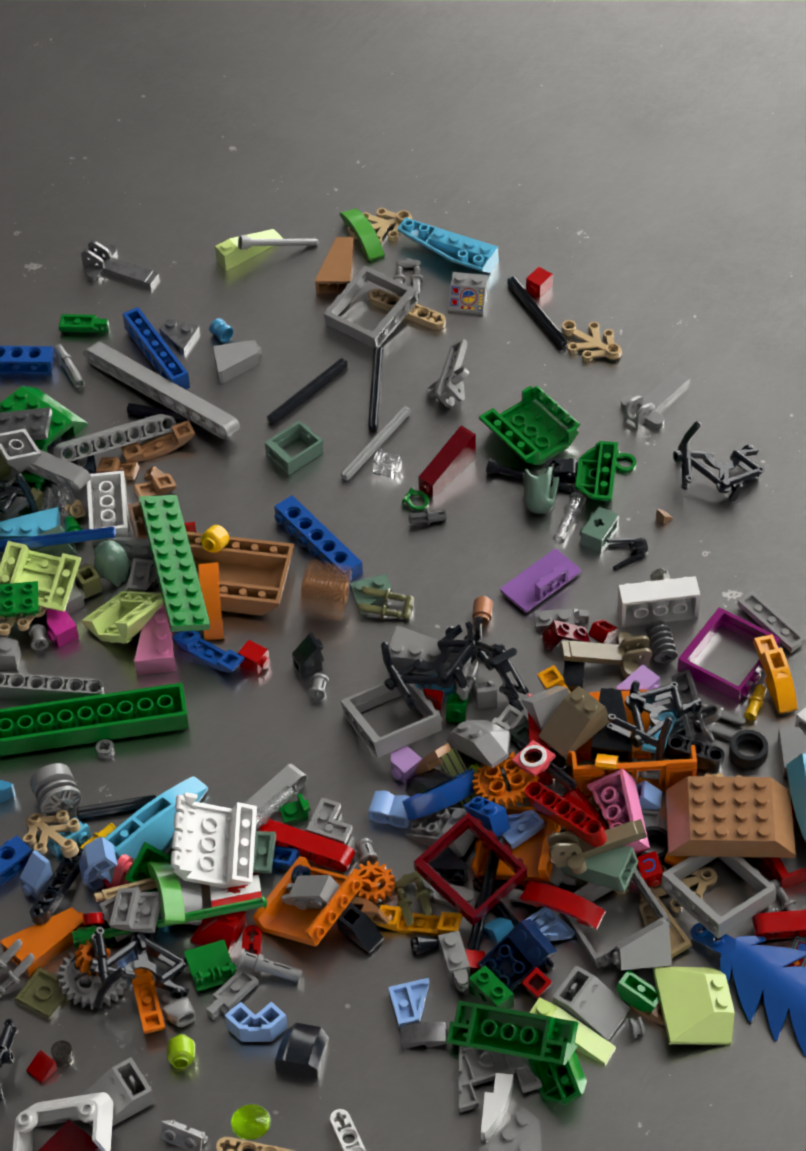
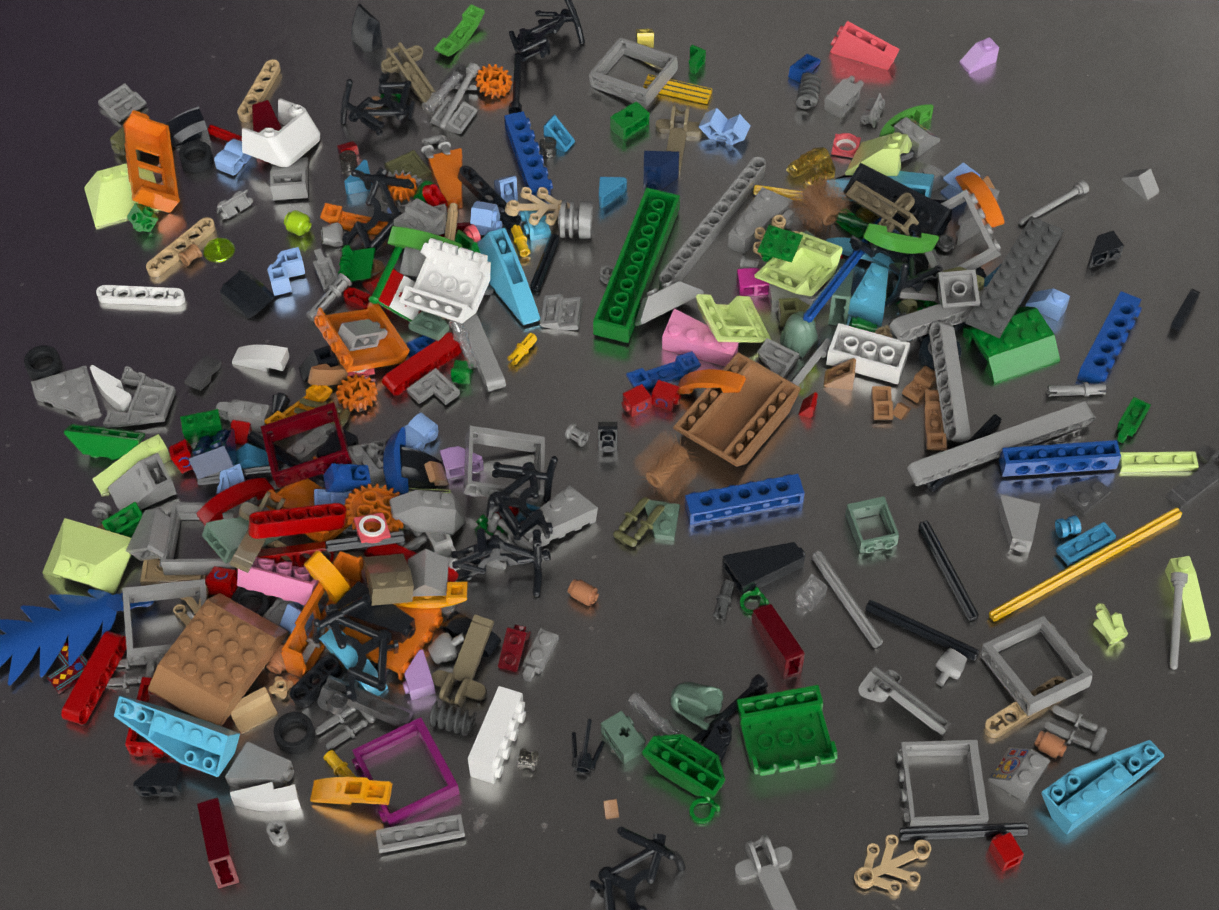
camera: 115 degrees right, 5 degrees up
(84, 1025) = (354, 184): none -> dark azure slope
(114, 295) = (1158, 461): none -> yellowish green tile
(126, 672) = (665, 300): none -> light grey wedge
(174, 563) = (757, 358): green plate -> none
(175, 764) = (561, 312): none -> light grey slope
(214, 538) = (769, 400): yellow head -> none
(232, 316) = (1086, 543): none -> dark azure plate
(235, 636) = (665, 395): none -> red brick
(239, 773) = (522, 348): none -> yellow axle
(251, 313) = (1084, 564): none -> yellow axle
(277, 1136) = (190, 254): none -> medium nougat bush
(299, 870) = (391, 344): tile -> none
(305, 280) = (1110, 625): none -> yellowish green rock
(336, 268) = (1119, 666): medium nougat slope -> none
(365, 233) = (1165, 710): bright green slope -> none
(366, 851) = (388, 401): light grey bush -> none
(376, 989) = (262, 357): none -> white slope
(380, 502) = (762, 565): none -> black slope
(383, 224) = (1172, 740): tan plant -> none
(400, 359) = (951, 665): none -> light grey piece
(409, 1001) = (237, 374): light blue wing -> none
(433, 284) = (1050, 744): none -> nougat brick
(498, 312) = (943, 748): none -> light grey window
(513, 1032) = (144, 411): green slope -> none
(540, 580) = (593, 659): medium lavender bracket -> none
(599, 677) = (444, 647): none -> light grey piece
(602, 630) = (505, 680): red slope -> none

